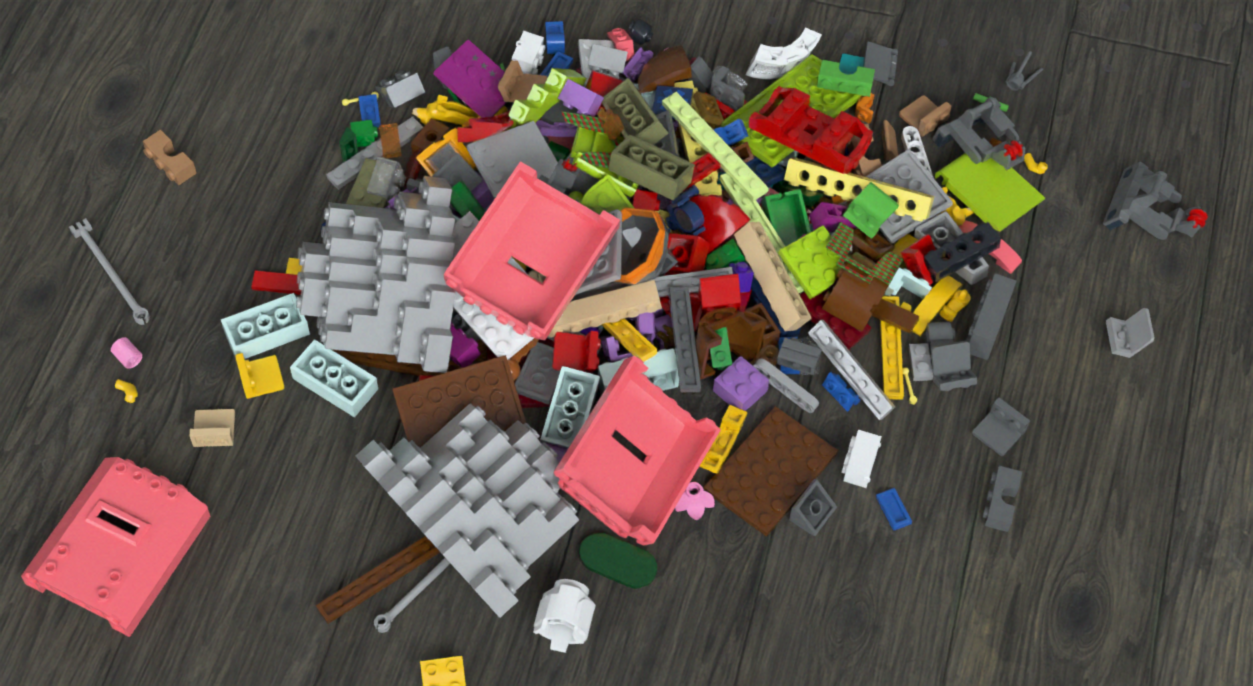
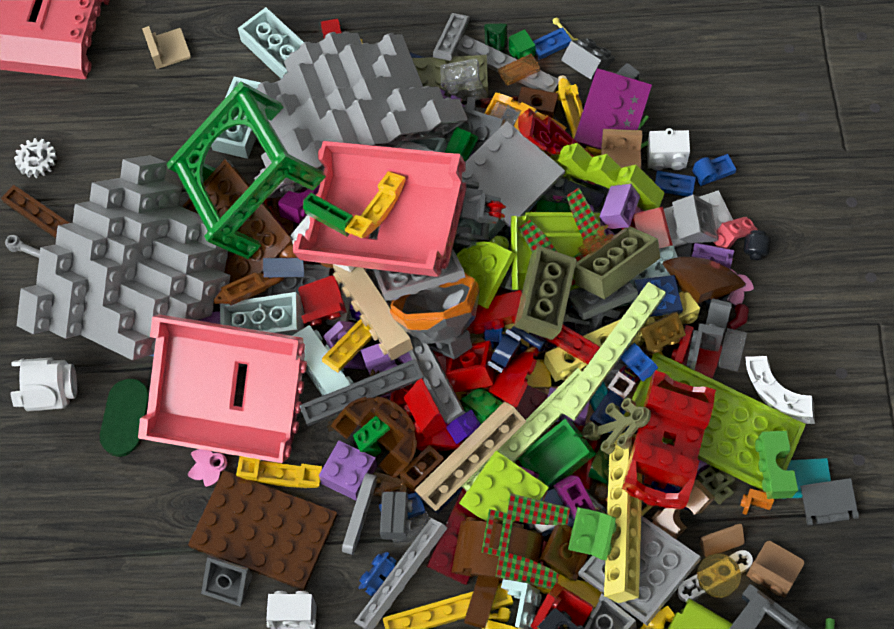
camera: 80 degrees right, 5 degrees up
(260, 375) = (227, 59): yellow bracket -> none
(289, 587) = (35, 158): none -> white gear
(329, 181) = (451, 37): none -> light grey tile
(389, 423) = (192, 172): none -> green arch
(517, 296) = (327, 213): none -> green piece
(523, 256) = (379, 207): none -> yellow slope
(526, 375) = (283, 267): none -> sand blue tile
(536, 406) = (245, 288): none -> dark orange plate
(551, 121) = (592, 193): none -> black slope
(783, 159) = (639, 417): none -> olive plant
(923, 148) = (718, 575): none -> clear yellow tile

